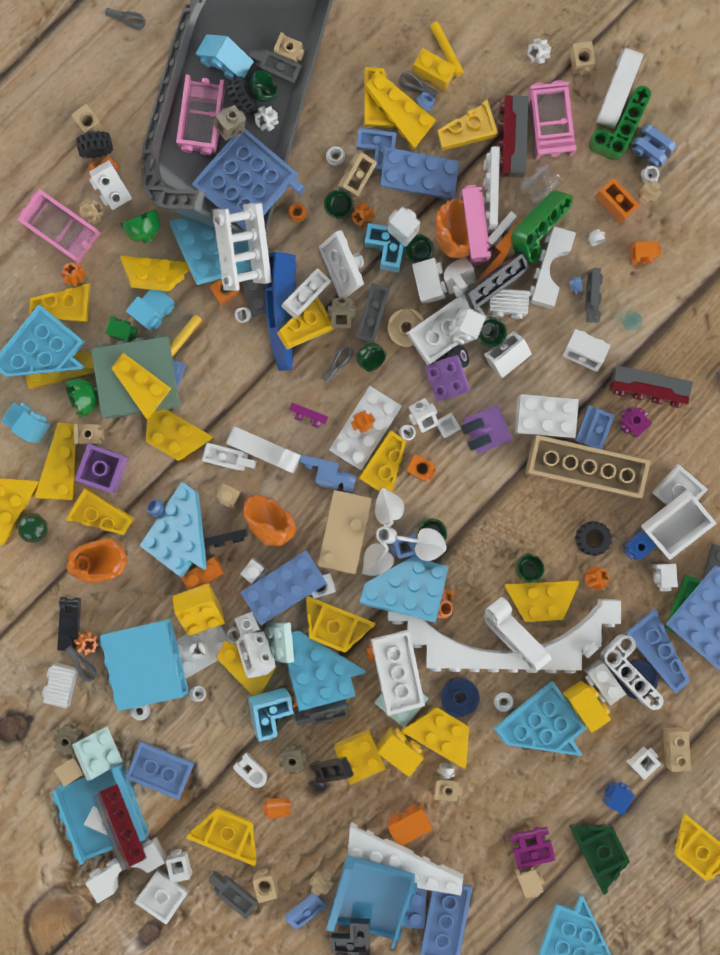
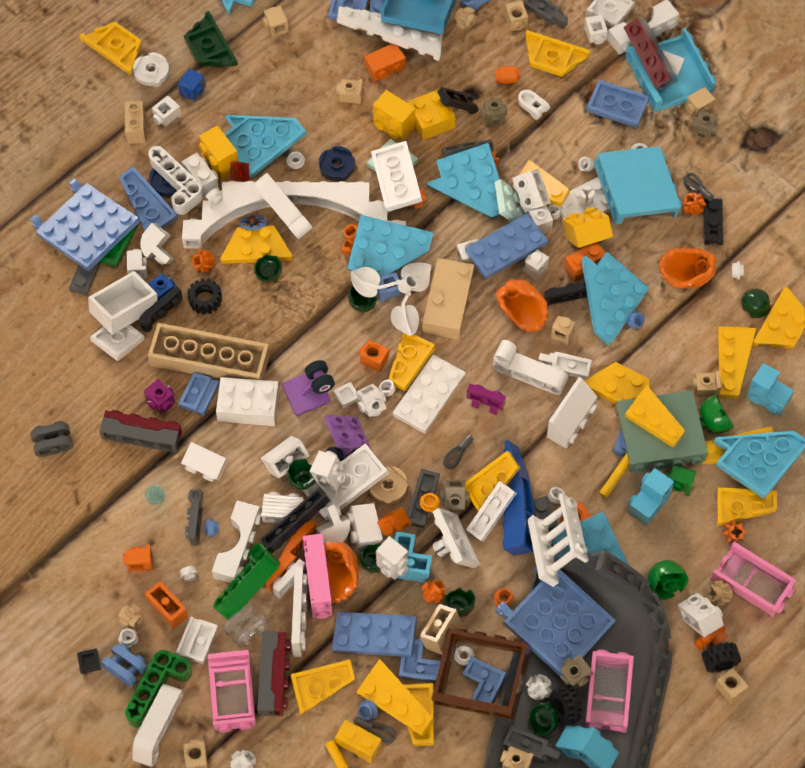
camera: 175 degrees left, 25 degrees down
(47, 564) = (737, 270): none -> white plate
(60, 685) = (716, 169): white brick -> none
(97, 753) = (676, 113): light aqua plate -> none
(100, 513) = (691, 316): yellow wing -> none
(102, 468) = (689, 350): medium lavender brick -> none
(153, 273) = (651, 532): yellow wing -> none
(223, 398) = (572, 414): none -> white slope
(267, 708) = (518, 149): medium azure brick -> none
(312, 128) = (488, 677): none -> medium blue plate
(328, 97) = (476, 706): none -> reddish brown window
(328, 474) = (465, 351): medium blue plate -> none
(334, 626) = (455, 220): yellow wing -> none
(362, 421) = (432, 390): orange gear -> none
(366, 303) = (429, 502): none -> light orange plate
(371, 356) = (425, 456): dark green hair -> none
(401, 282) = (394, 521): none -> orange brick
(441, 734) = (355, 133): yellow wing -> none
(446, 771) = (350, 105): white plate -> none
(534, 853) = (270, 42): magenta plate -> none
(546, 625) = (252, 222): none -> piece
(563, 683) = (239, 171): none -> clear red plate
(585, 171) = (197, 640): none -> white plate
(638, 521) = (160, 309): none -> black plate
(650, 595) = (152, 243): none -> white brick
(656, 808) = (153, 78): none -> white plate
(686, 151) = (88, 661): none -> black plate

